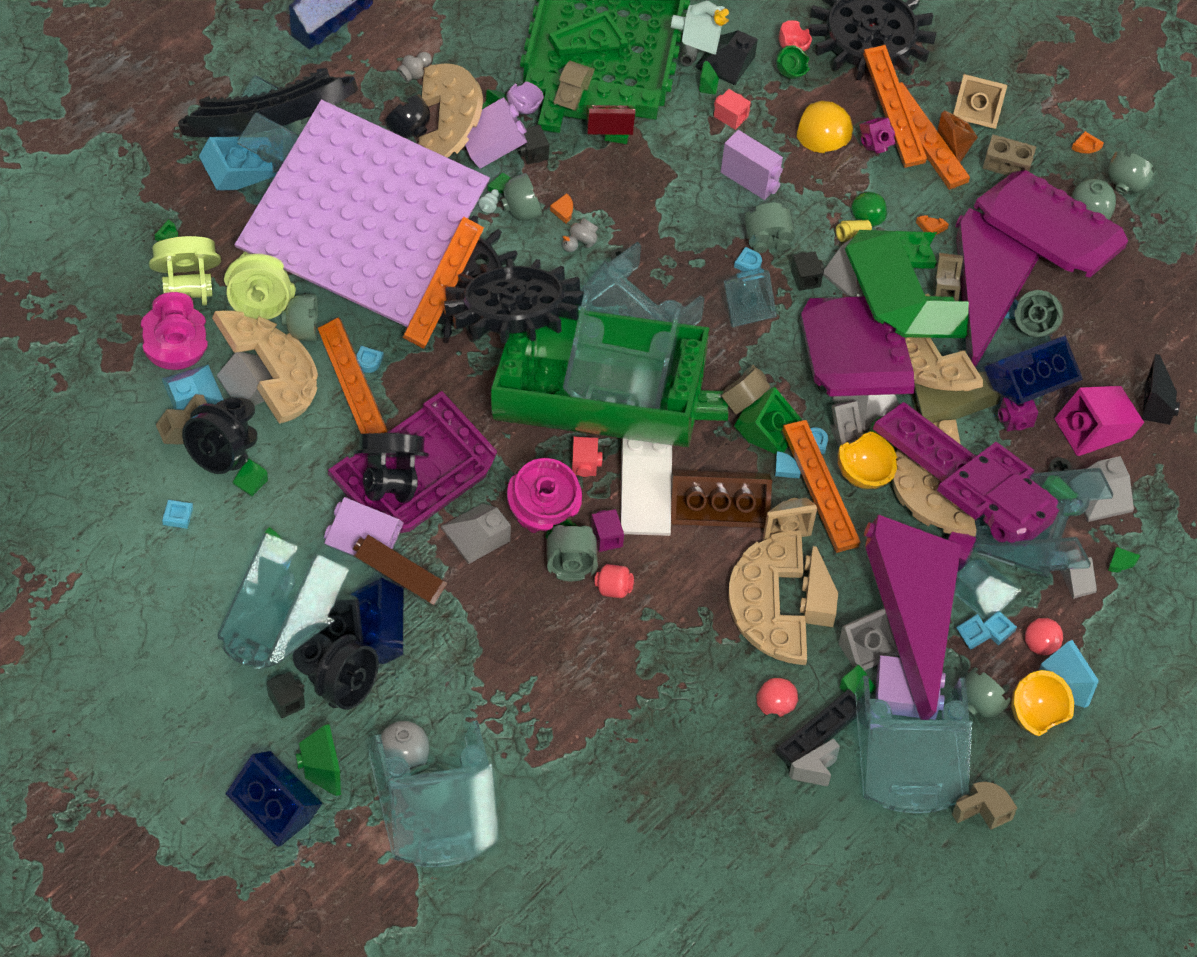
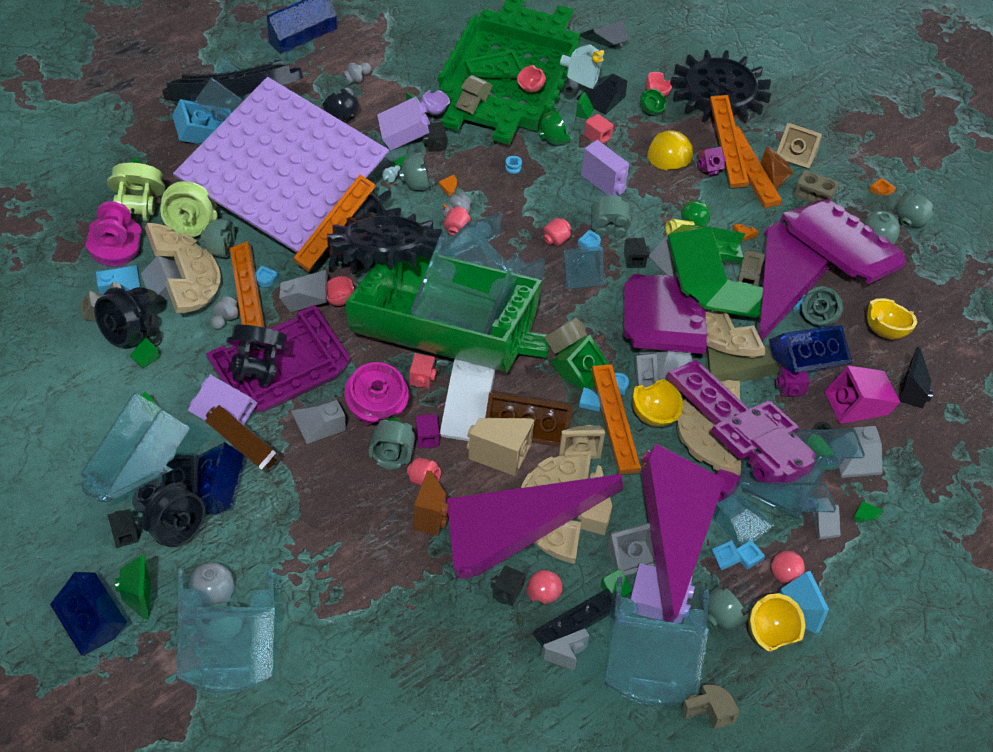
camera: 10 degrees right, 5 degrees down
(177, 514) = (78, 374): medium azure tile -> none
(256, 449) = (155, 333): none -> pearl dark grey bush
(332, 411) = (224, 310): none -> light grey animal
(423, 373) = (304, 291): none -> light grey slope
(459, 106) = (383, 97): tan plate -> none
(464, 367) = (339, 290): none -> coral hair
(584, 257) = (456, 219): none -> coral head
(610, 119) = (497, 122): dark red slope -> none
(635, 175) = (516, 167): none -> medium azure bush
(635, 621) = (430, 507): none -> dark orange slope
(637, 50) = (531, 79): none -> coral hair
(677, 115) = (553, 128): none -> green cylinder
(696, 534) = (500, 442): none -> tan slope
(708, 255) = (557, 231): none -> coral head
(719, 629) = (501, 523): none -> magenta slope
(737, 701) = (507, 585): none -> pearl dark grey brick
(1120, 319) = (890, 319): none -> yellow cylinder

